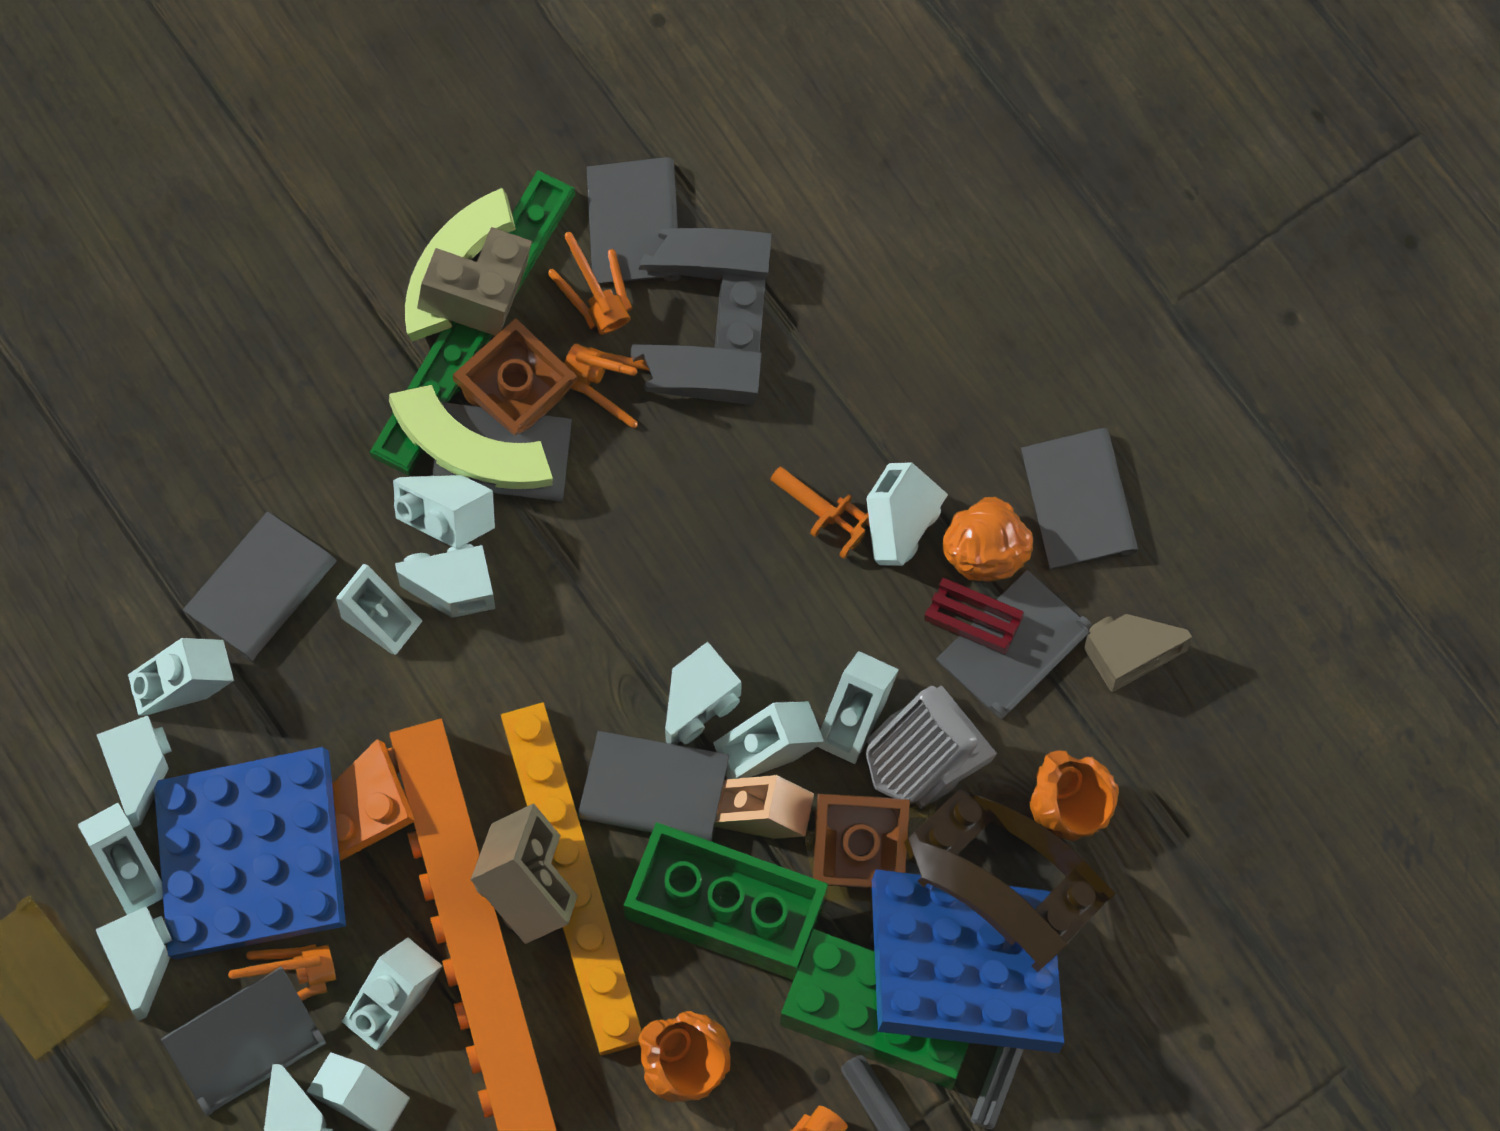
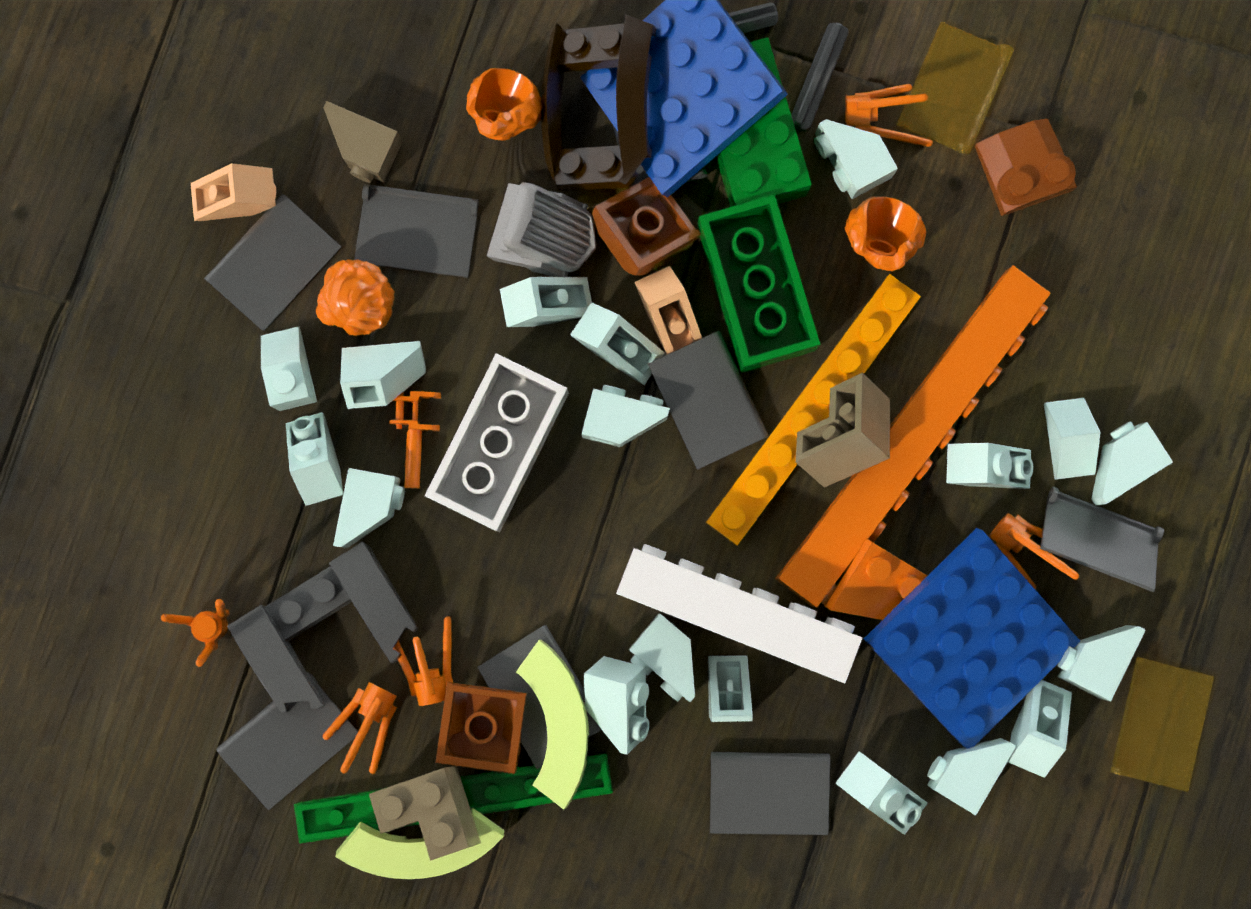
camera: 125 degrees left, 15 degrees up
(439, 659) = (738, 615): none -> white brick
(756, 566) = (497, 442): none -> white brick
(780, 1090) = (856, 155): none -> light aqua slope
(783, 219) = (205, 626): none -> orange plant
(791, 423) = (366, 505): none -> light aqua slope
(866, 405) = (313, 459): none -> light aqua slope
(967, 438) = (286, 370): none -> light aqua slope
(980, 601) = (411, 238): dark red tile -> none
(1166, 504) = (233, 192): none -> light nougat slope

